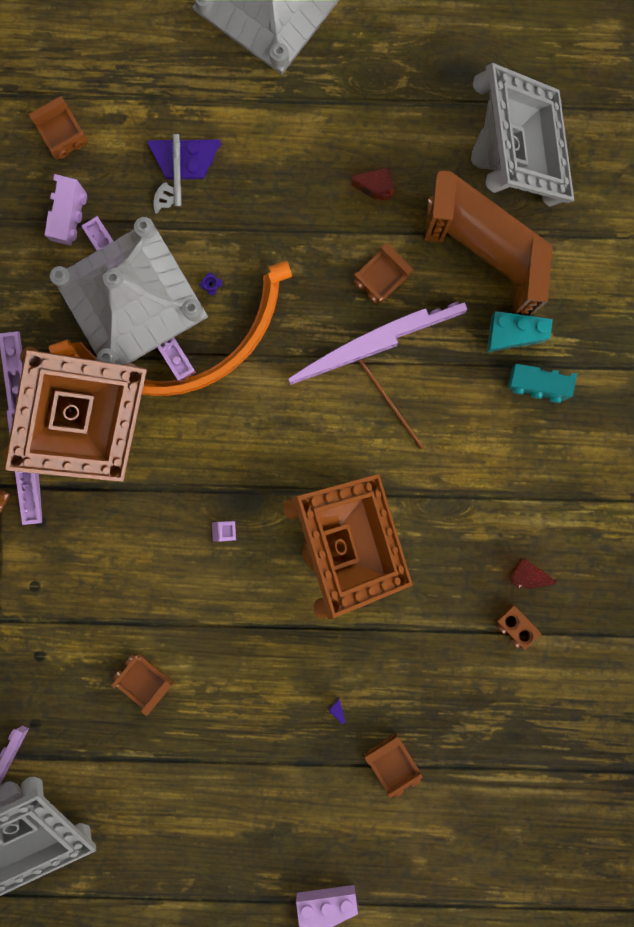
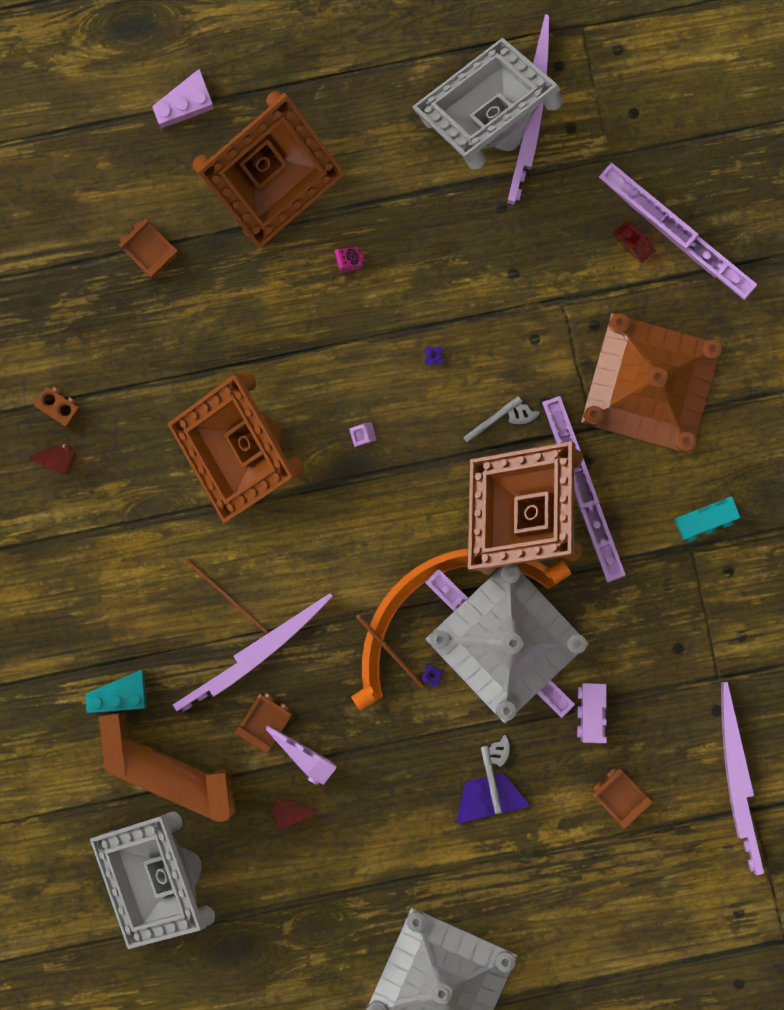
camera: 170 degrees right, 0 degrees up
(75, 523) = (515, 403): none -> light grey piece
(140, 592) = (434, 360): none -> dark purple plate
(142, 682) = (406, 271): dark orange panel -> none
(196, 708) = (349, 259): none -> dark pink slope
(244, 312) = (390, 651): none -> dark orange axle
(250, 825) = (270, 170): none -> dark orange piece
(337, 711) = (213, 287): dark purple slope -> none
(344, 224) = (311, 763): none -> lavender wedge
(541, 383) = (84, 649): teal wedge -> none

